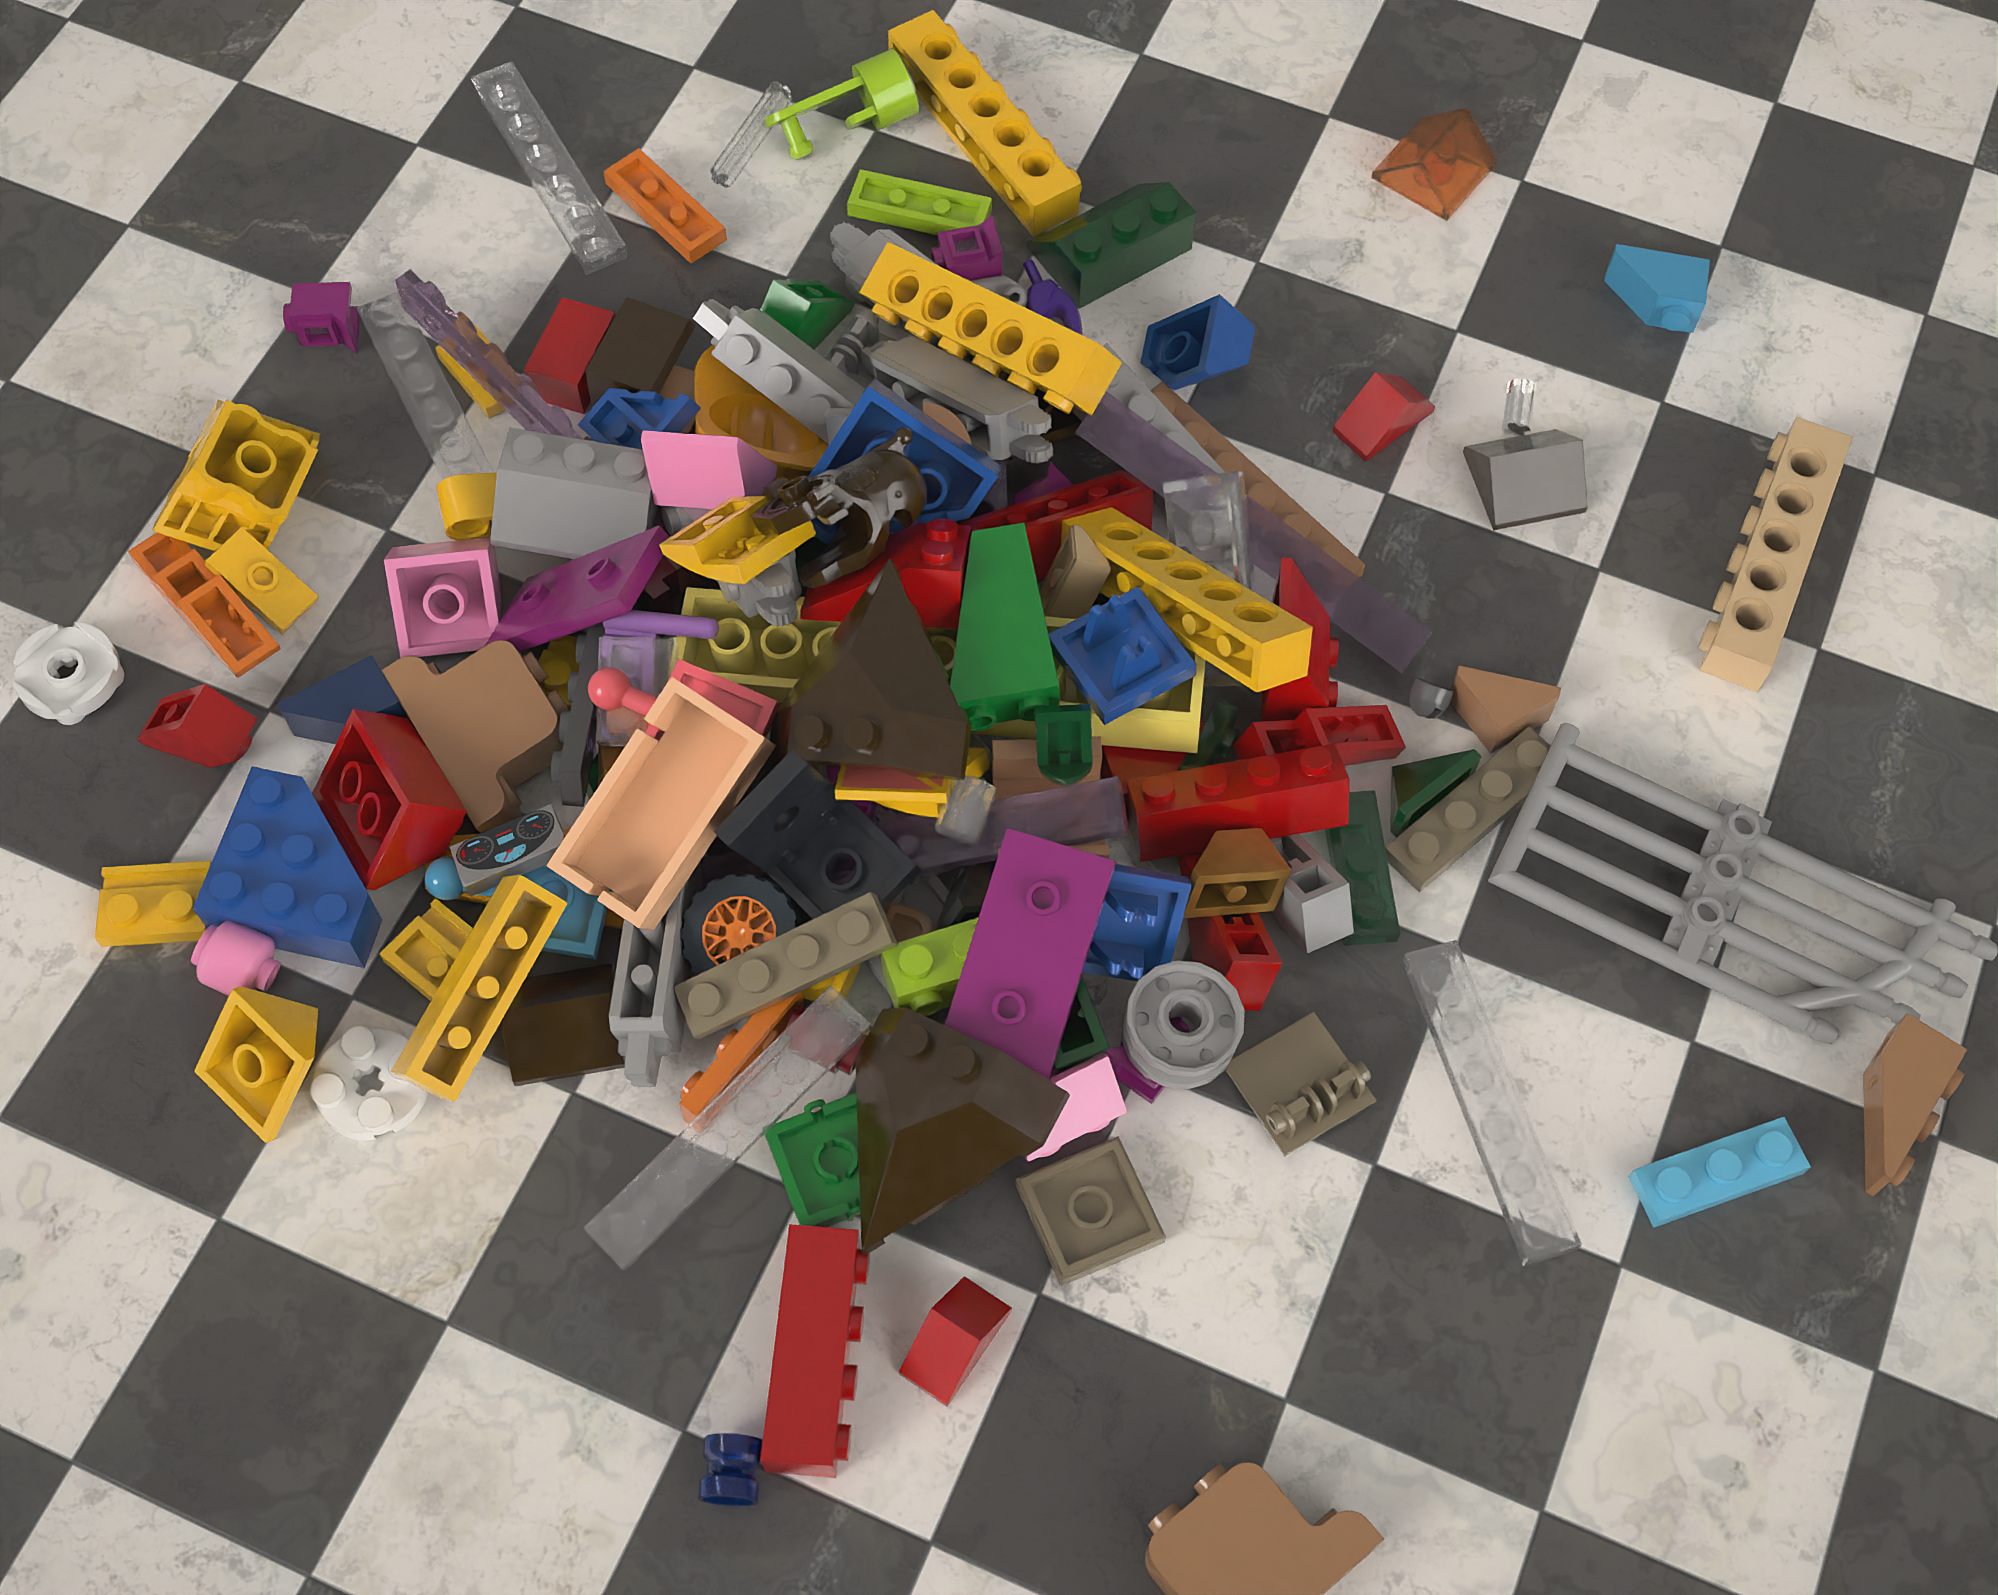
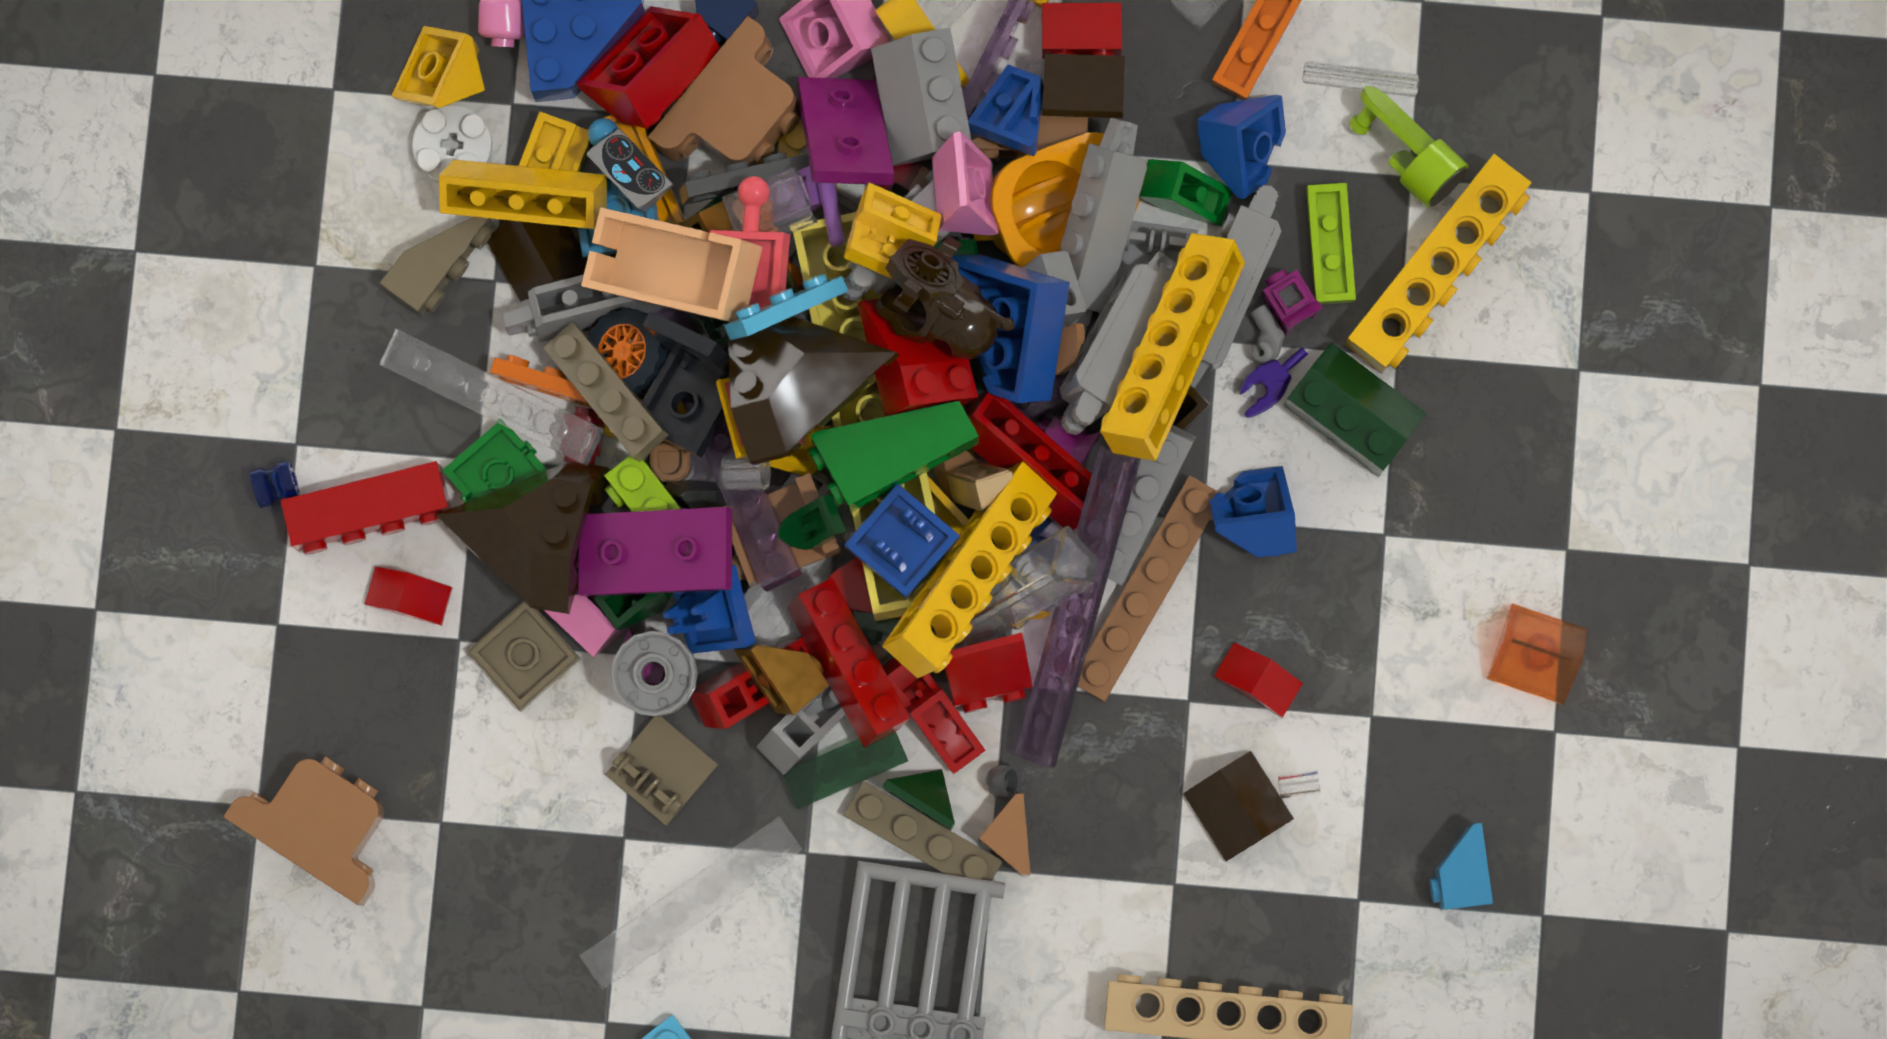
camera: 75 degrees right, 20 degrees up
(516, 1158) = (429, 266): none -> dark tan slope
(767, 247) = (1240, 139): none -> blue slope
(775, 677) = (785, 305): none -> medium azure plate

